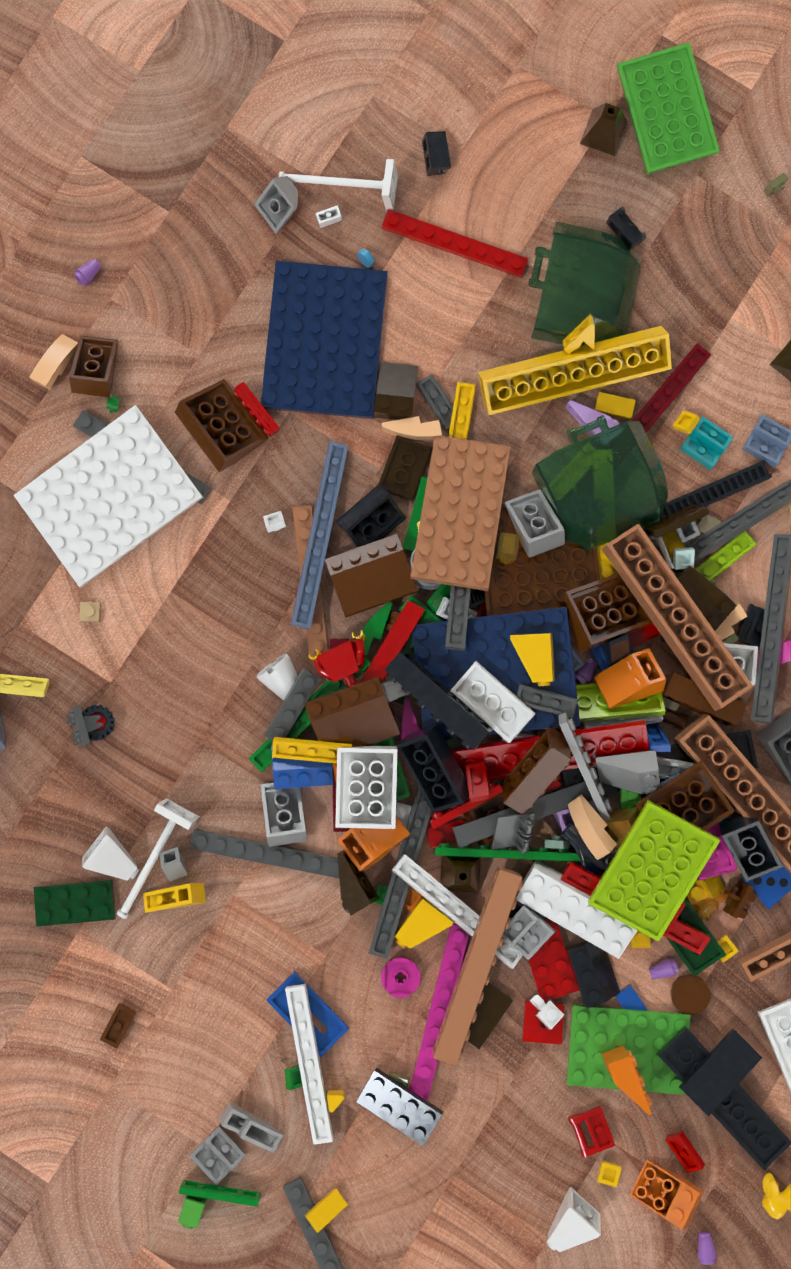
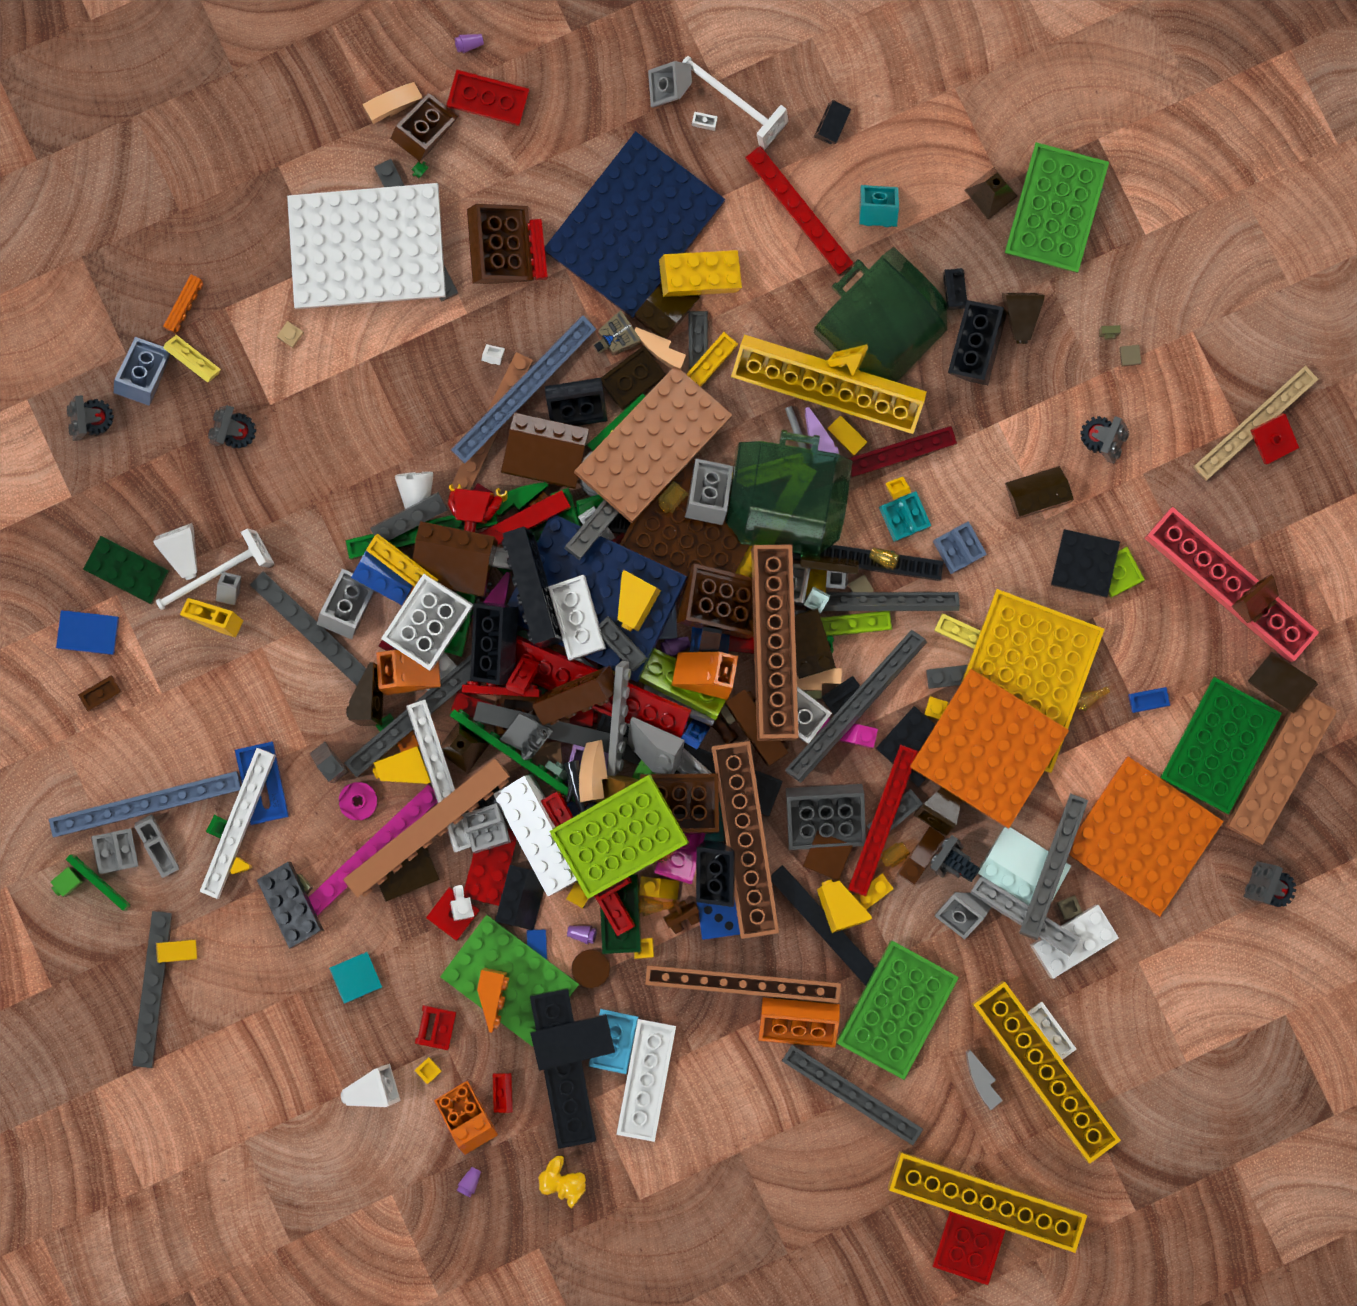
camera: 30 degrees right, 0 degrees up
(74, 978) = (87, 632): none -> blue tile
(133, 308) = (488, 97): none -> red plate
(217, 1098) = (145, 804): none -> sand blue plate
(354, 961) = (328, 763): none -> dark grey slope
(365, 258) = (713, 176): dark azure tile -> none
(369, 440) = (617, 335): none -> dark tan torso
(407, 344) = (700, 273): none -> yellow brick
(495, 1132) = (355, 977): none -> teal slope
(519, 198) = (879, 206): none -> teal slope
(565, 423) = (794, 424): none -> light grey bar
(675, 259) = (977, 342): none -> black slope
(696, 213) = (1022, 313): none -> dark brown slope
(715, 487) = (884, 557): none -> clear yellow cone
(752, 1030) = (622, 1032): none -> medium azure tile

